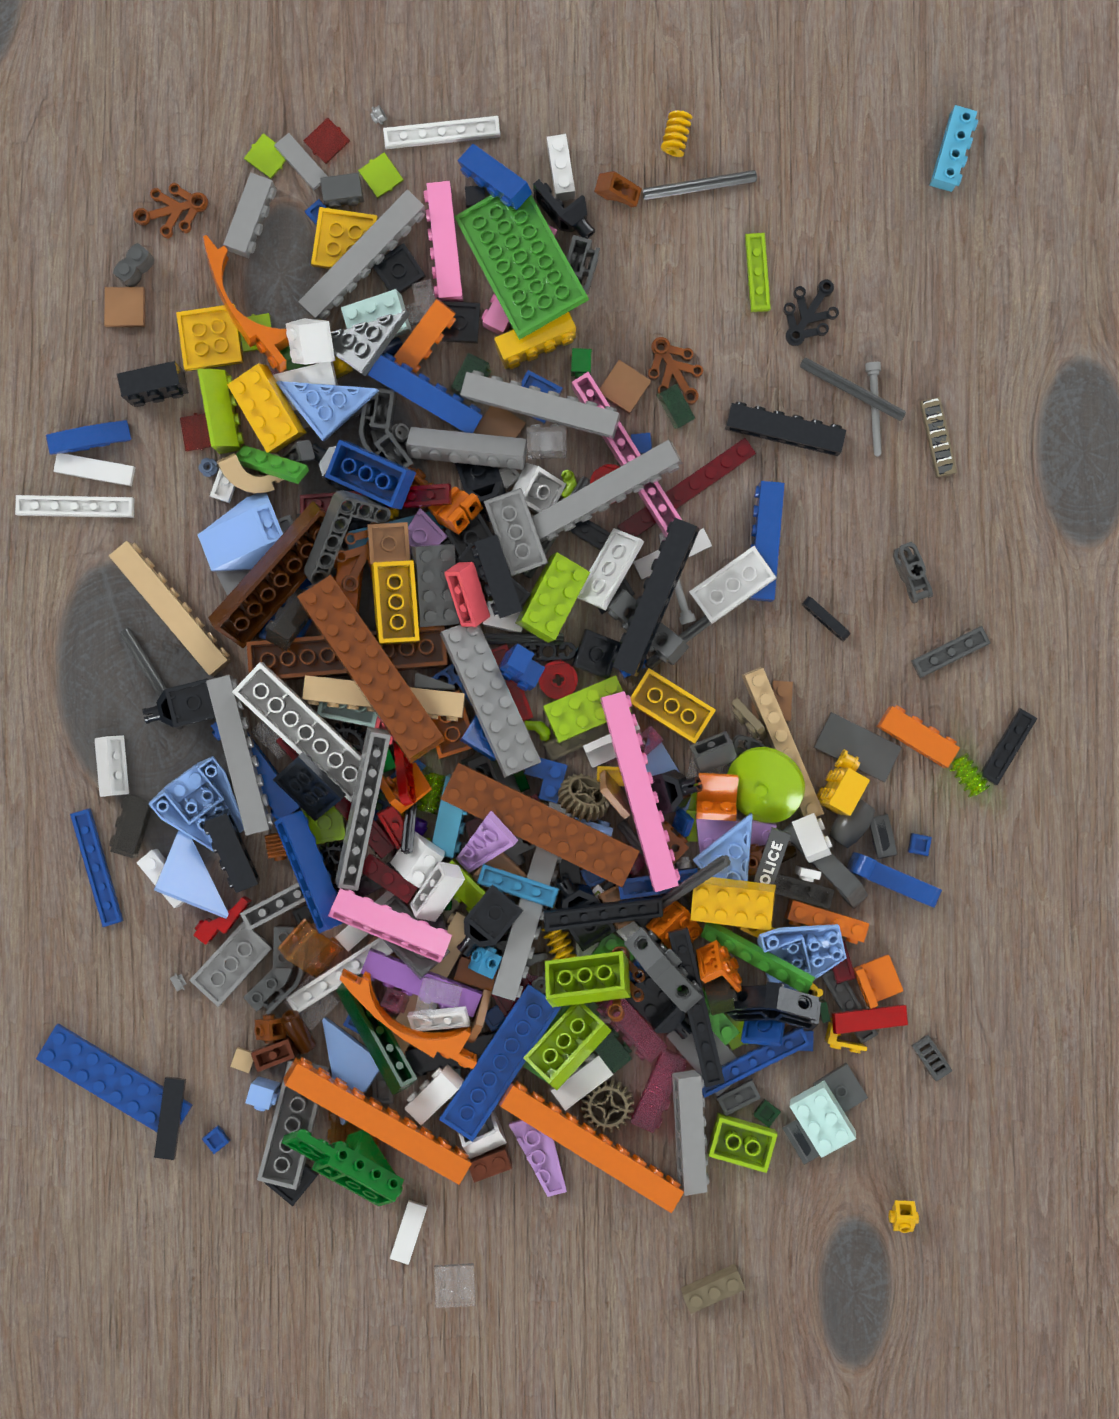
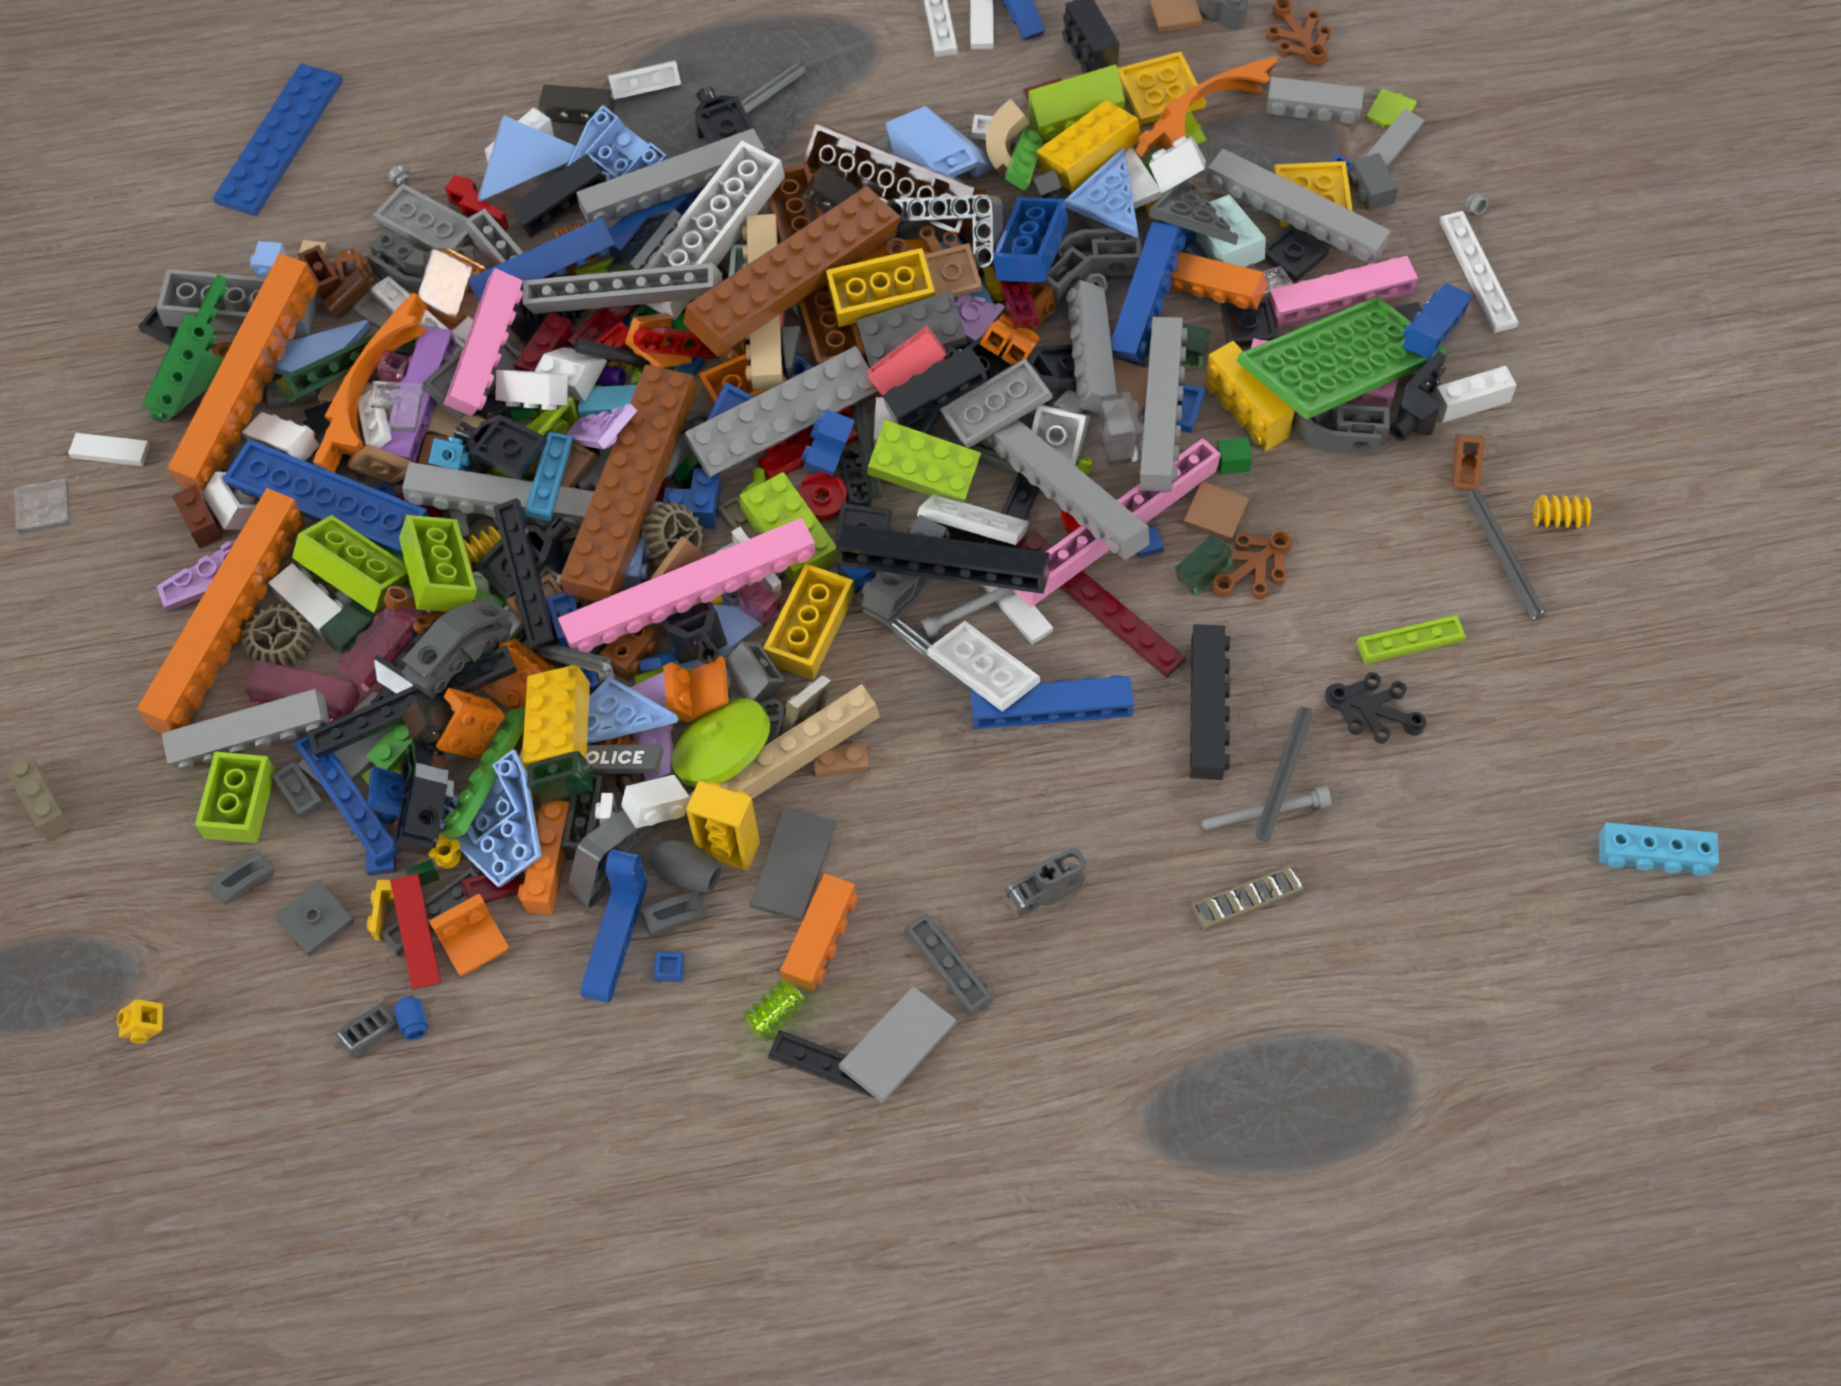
camera: 80 degrees right, 25 degrees down
(96, 867) = (524, 85): blue tile -> none
(170, 608) = (836, 98): tan brick -> none
(170, 1118) = (238, 188): black tile -> none
(216, 1139) = (216, 242): blue tile -> none
(326, 140) = (1429, 162): clear red piece -> none
(381, 175) = (1405, 220): lime piece -> none
(766, 1113) = (278, 830): dark green tile -> none
(784, 903) = (560, 776): none -> clear green brick
(822, 1119) = (273, 892): light aqua brick -> none
(826, 618) = (962, 792): black beam -> none
(847, 761) = (768, 843): yellow brick -> none
(930, 1027) = (411, 1018): none -> blue brick
(1006, 696) = (897, 1044): none -> light grey tile

